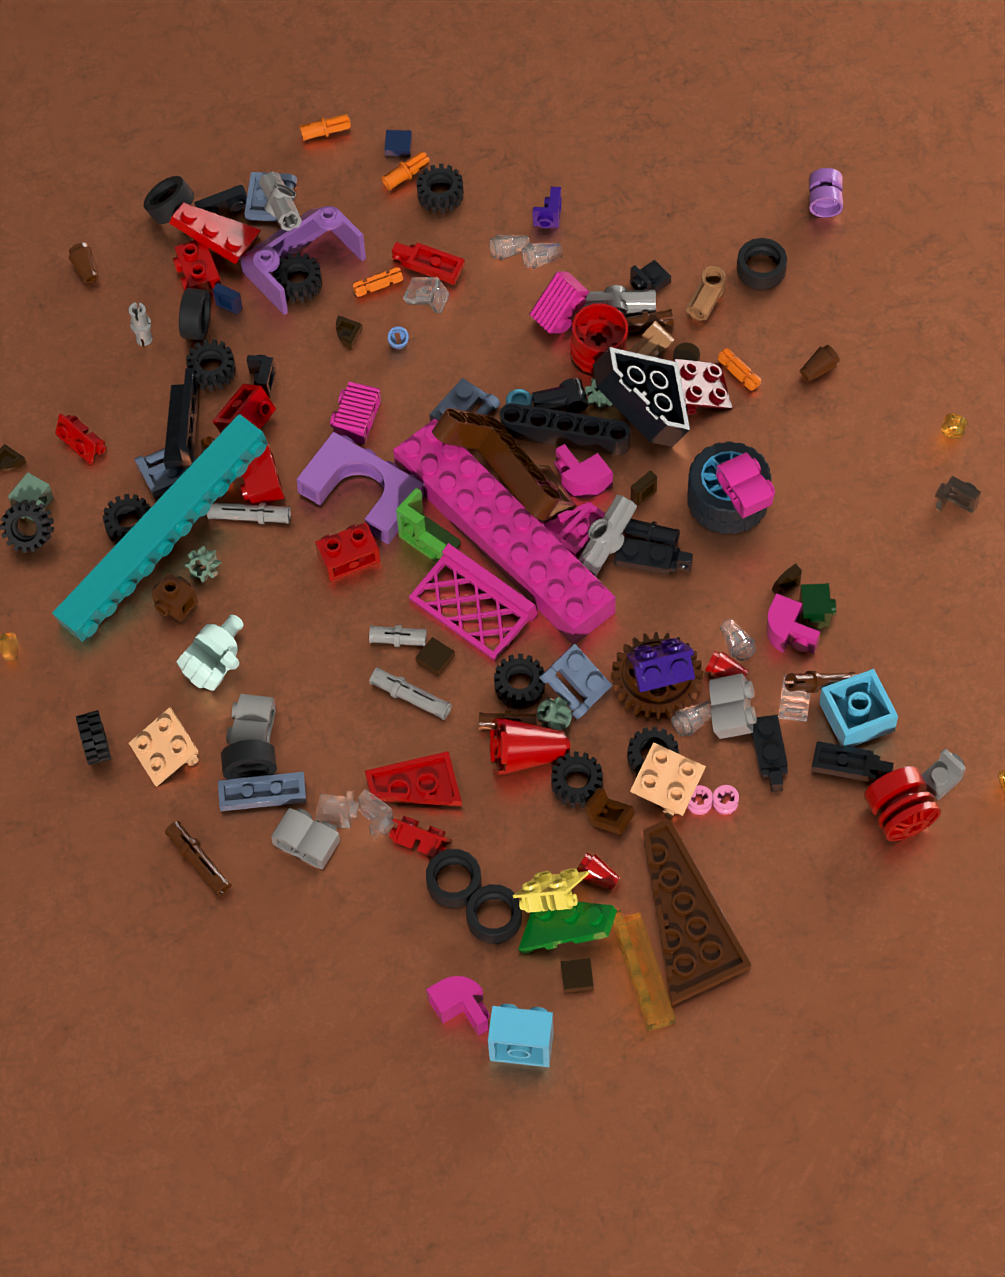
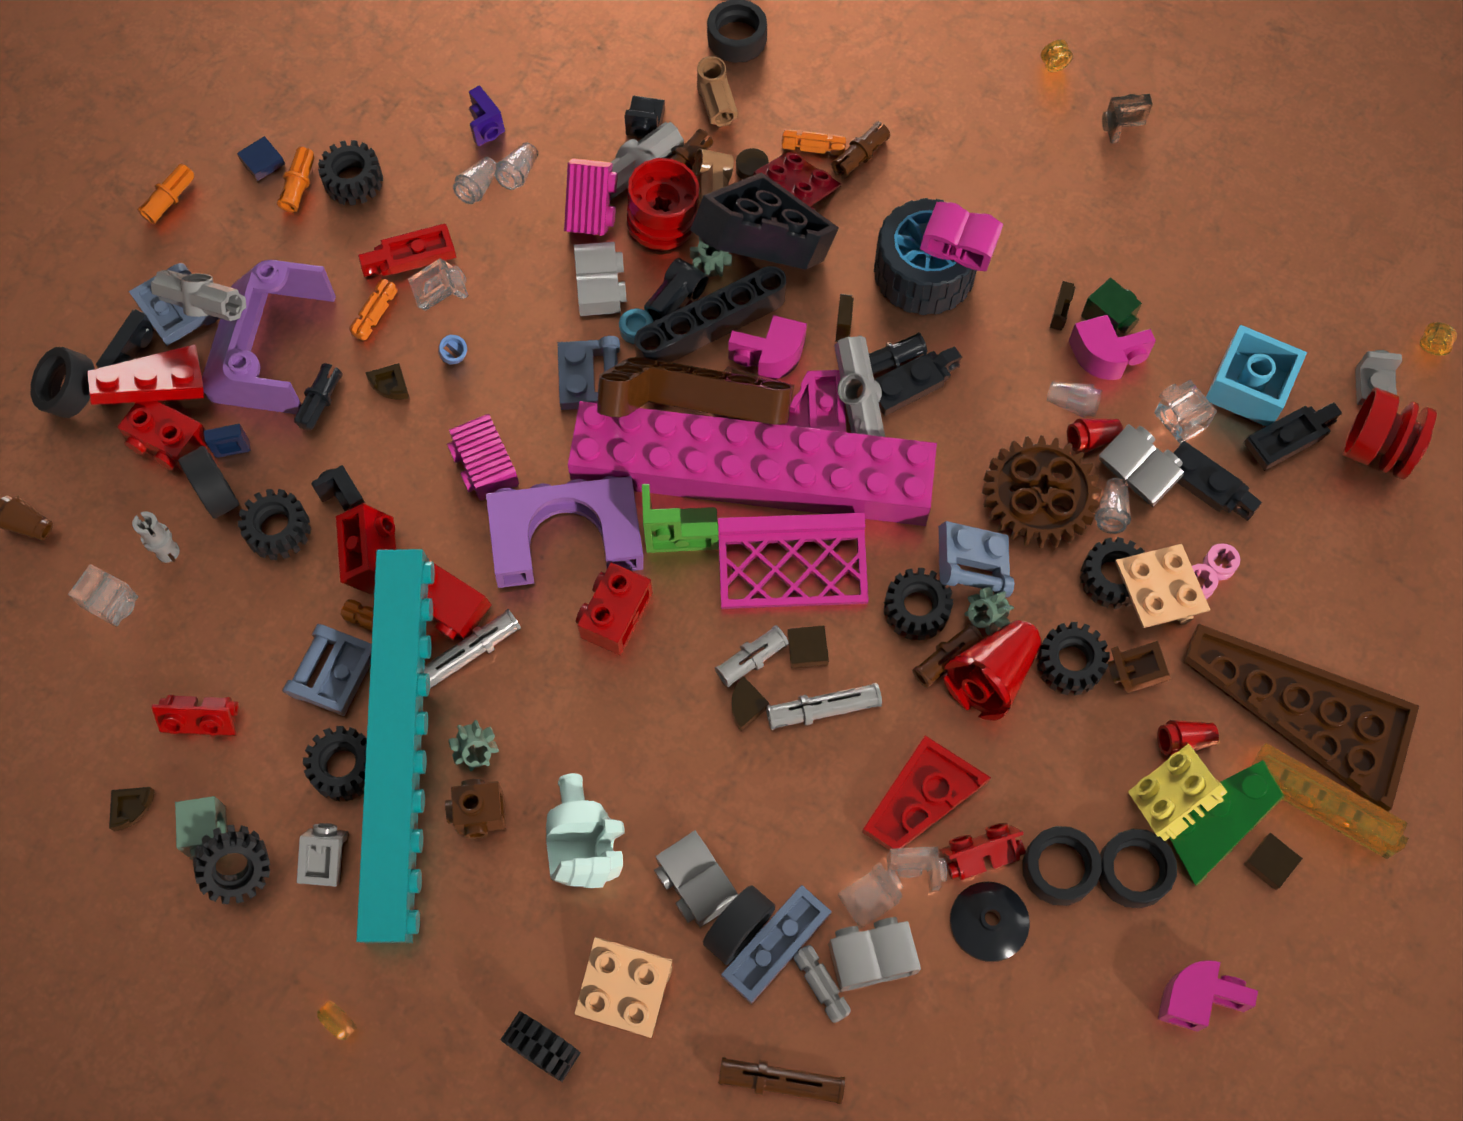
camera: 45 degrees left, 5 degrees up
(75, 559) = (321, 855): none -> light grey bracket
(88, 336) = (104, 595): none -> clear brick
(182, 423) = (305, 611): black fence -> none
(265, 831) = (822, 984): none -> light grey axle
(294, 265) = (287, 347): black tyre -> none
(299, 310) = (317, 397): none -> black axle
(369, 659) = (747, 703): none -> dark brown tile
(390, 888) = (979, 938): none -> black dish
(520, 1035) = (1307, 976): medium azure brick -> none
(521, 356) = (597, 278): none -> light grey brick
(662, 664) = (1051, 472): dark purple bracket -> none
(764, 395) = (861, 149): none -> reddish brown pin
(813, 681) = (1203, 376): reddish brown pin -> none
(820, 363) = (882, 83): reddish brown cone -> none

